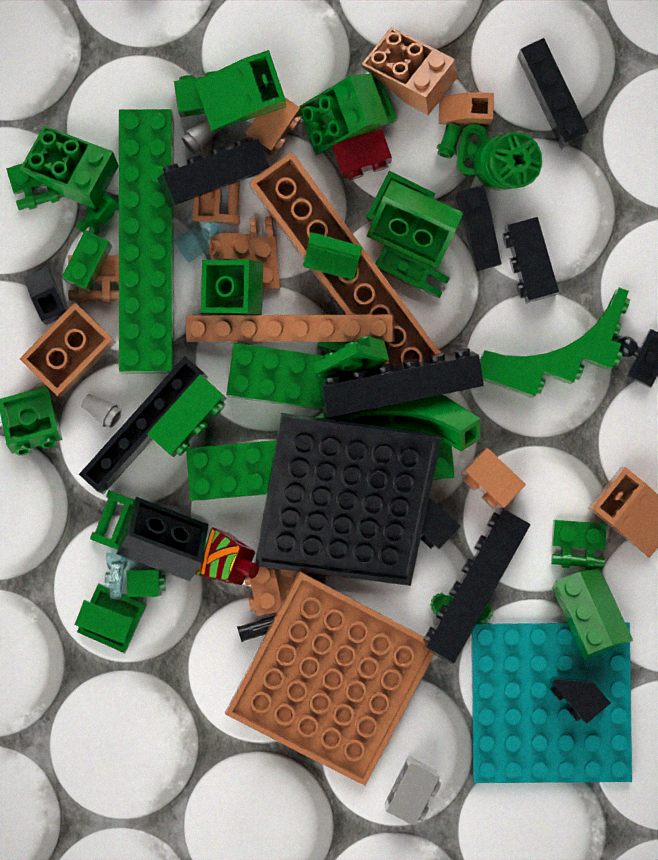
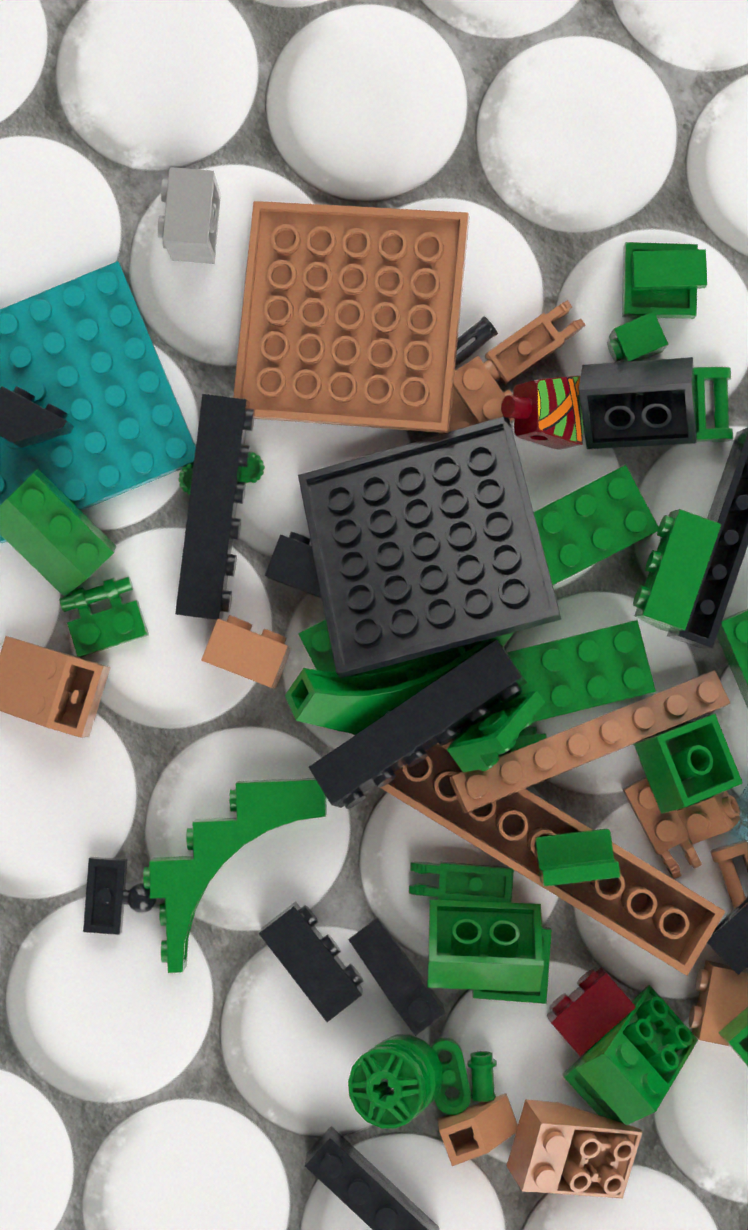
camera: 160 degrees right, 0 degrees up
(115, 578) = (677, 330): clear light blue plate -> none
(216, 610) = (532, 343): none -> nougat hinge

